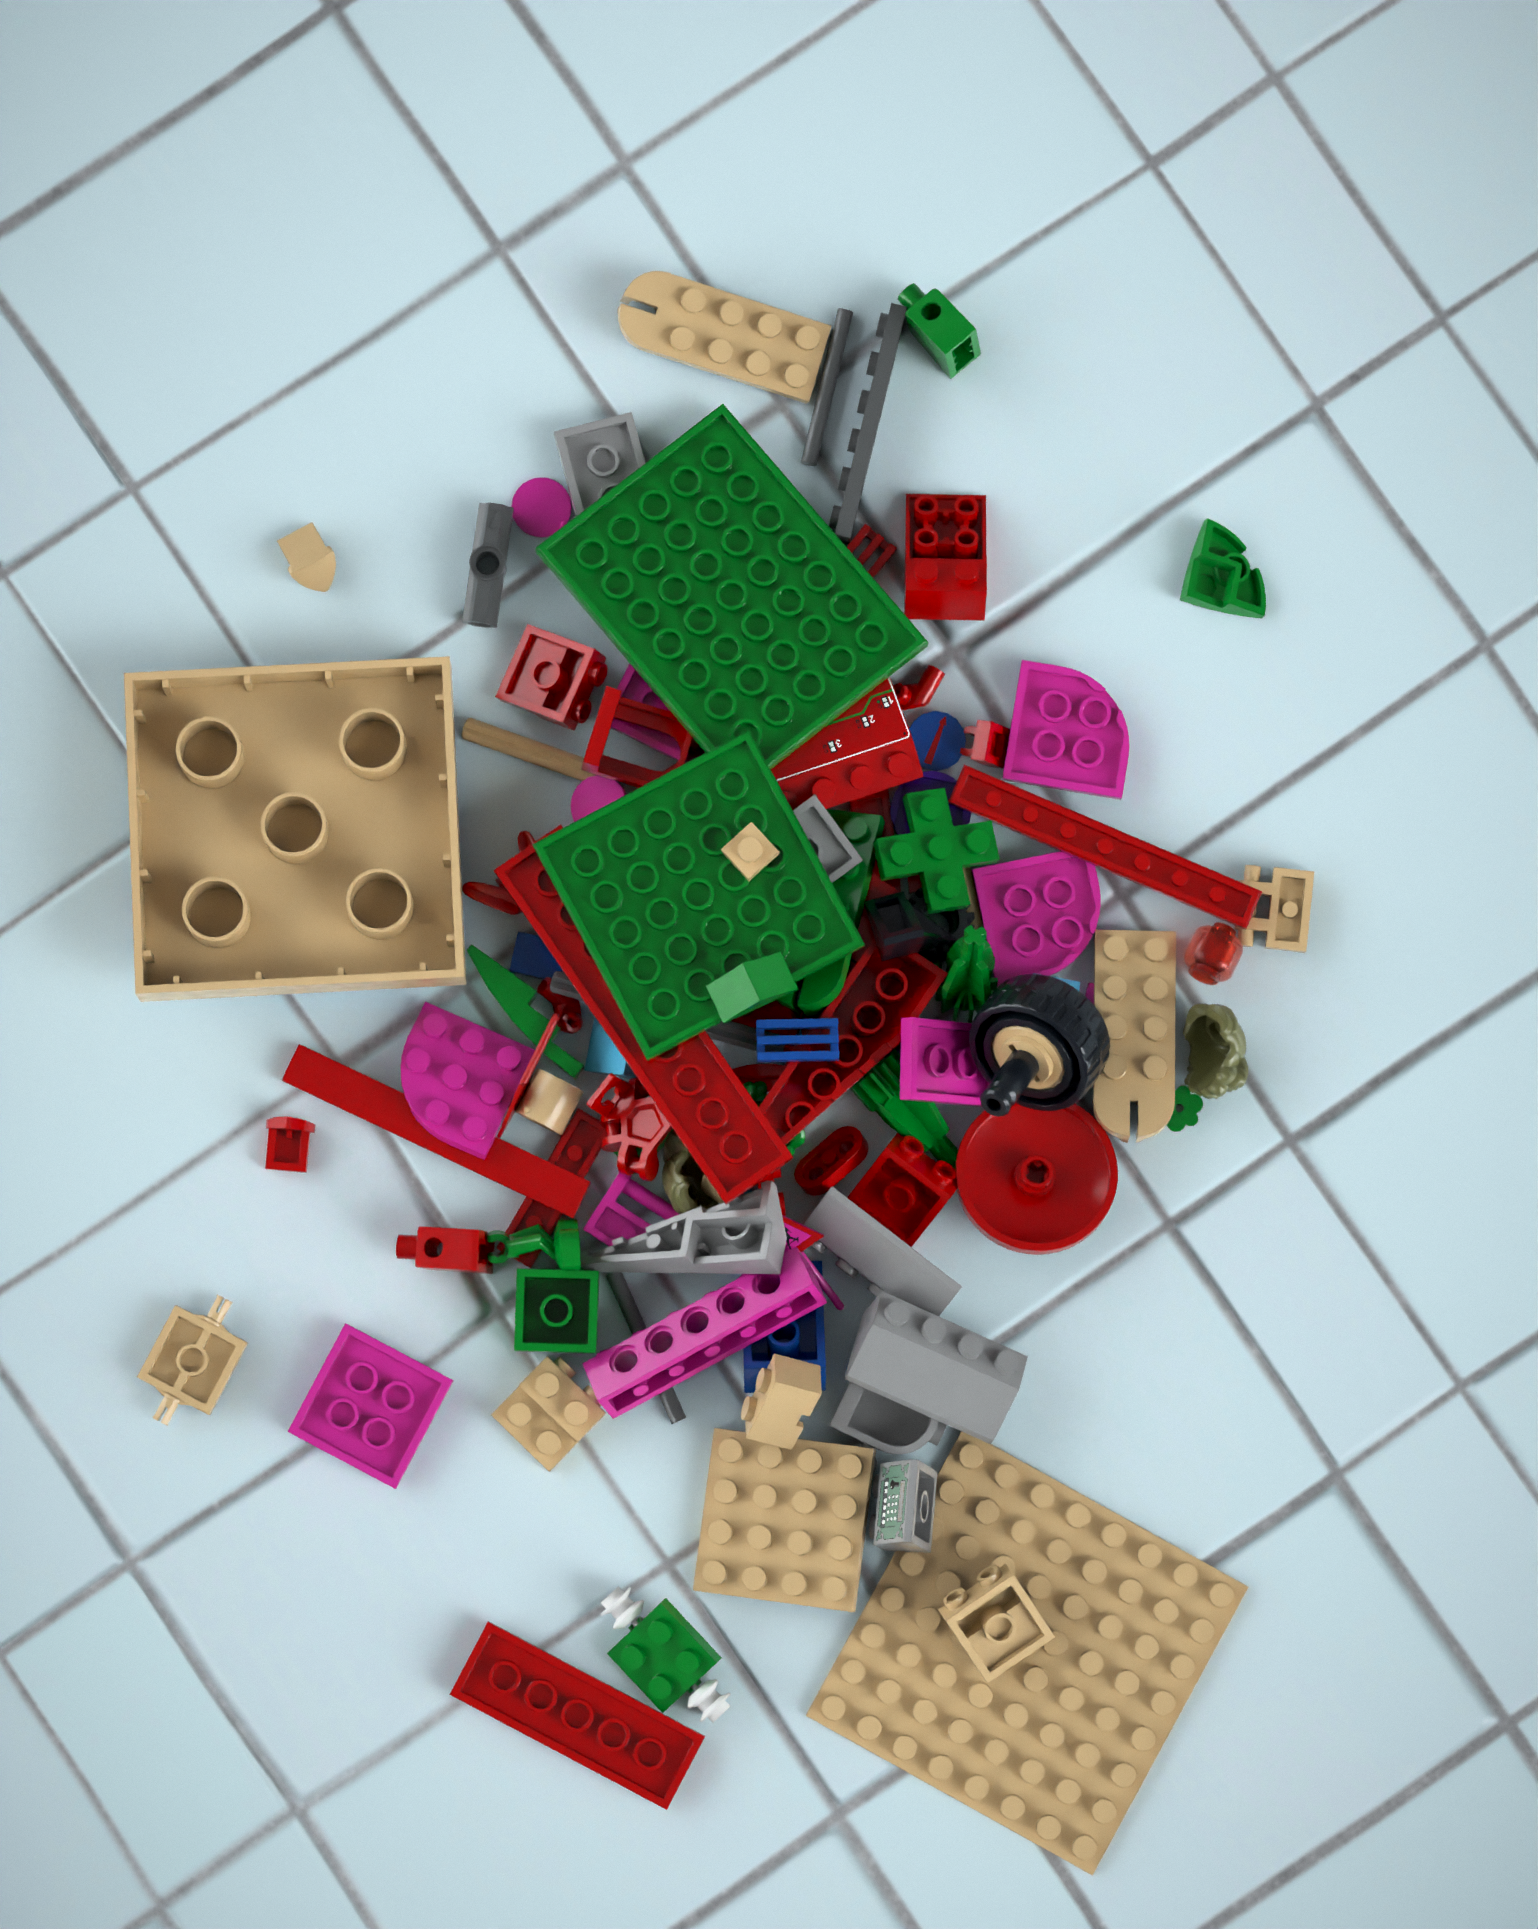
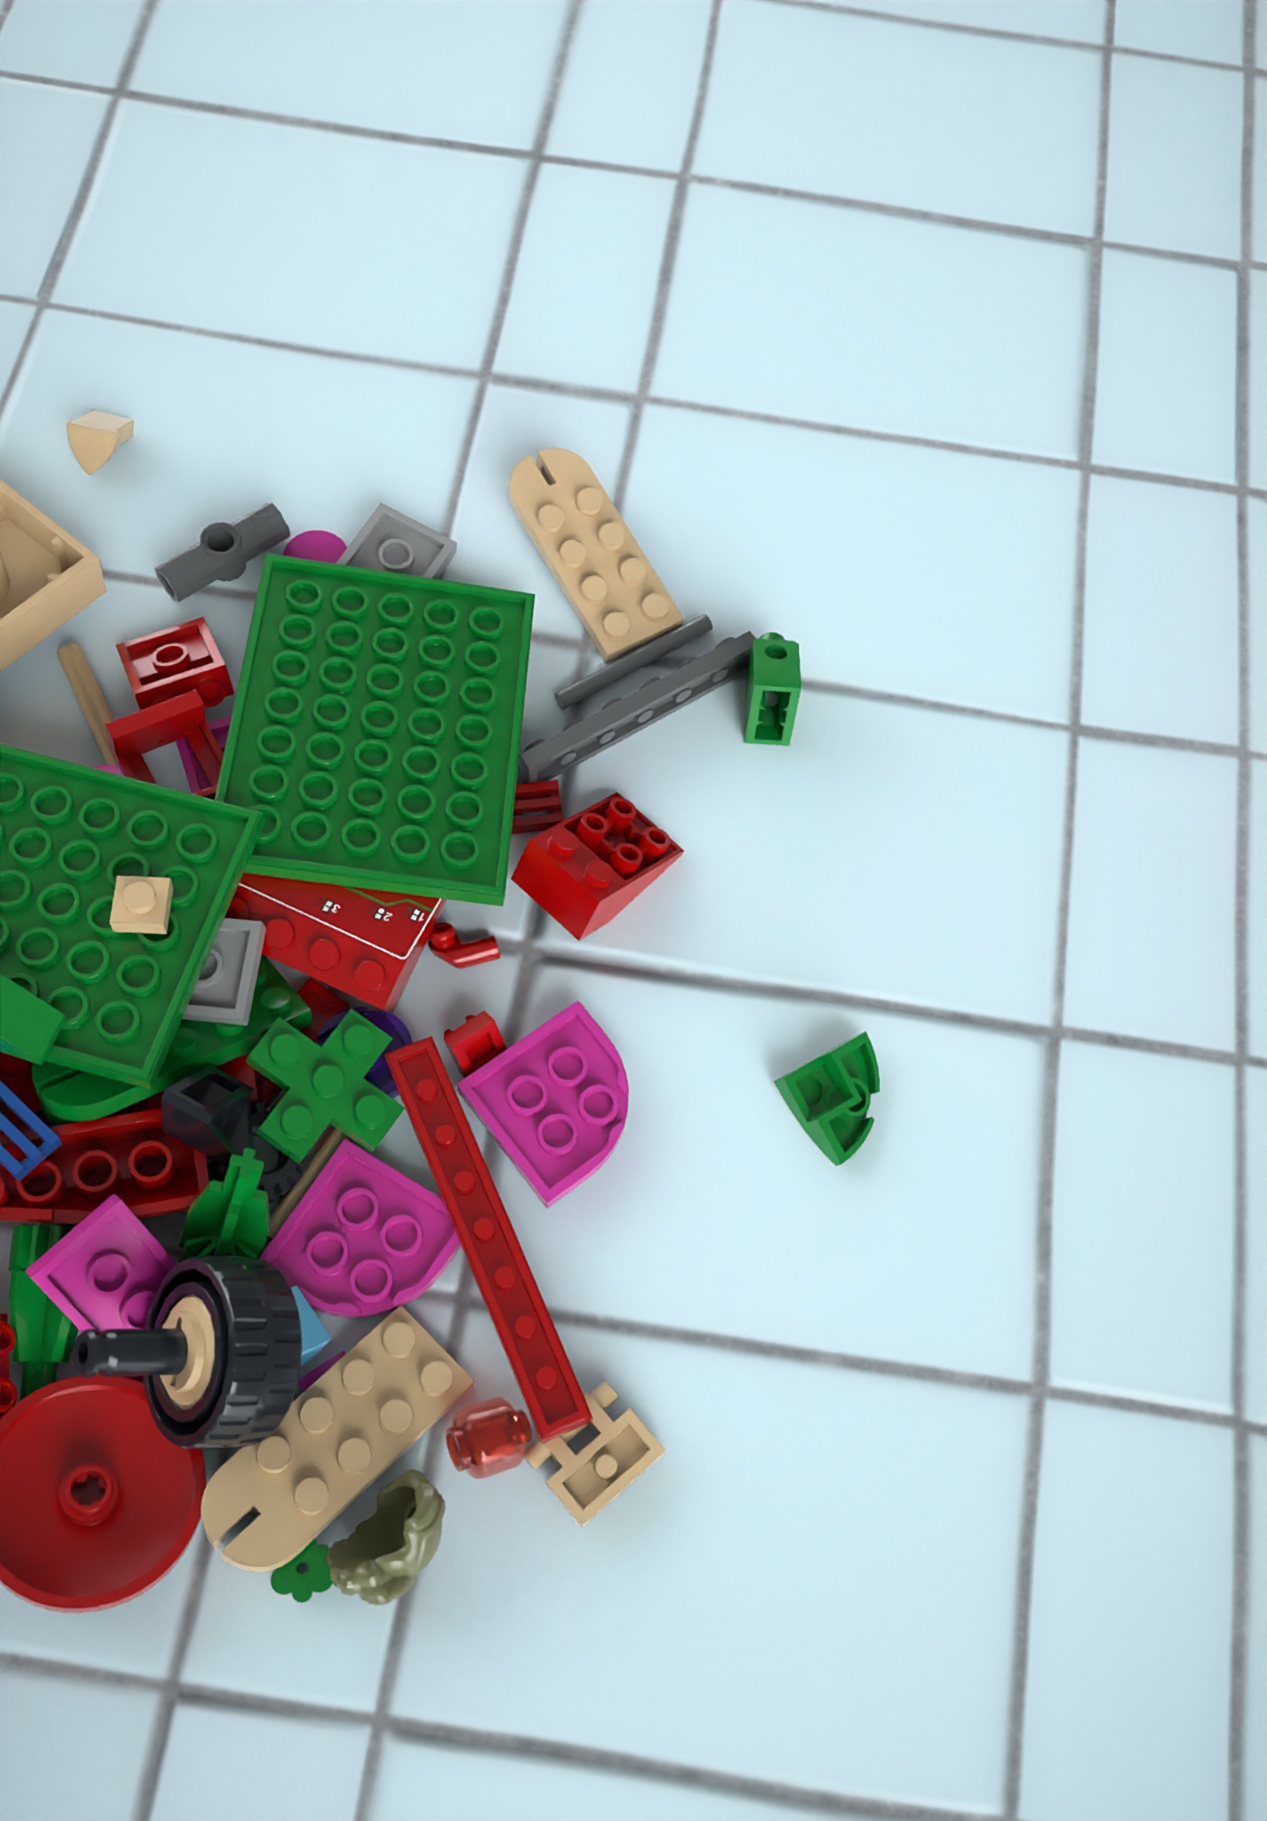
camera: 40 degrees right, 20 degrees down
(937, 740) = (433, 1004): blue piece -> none

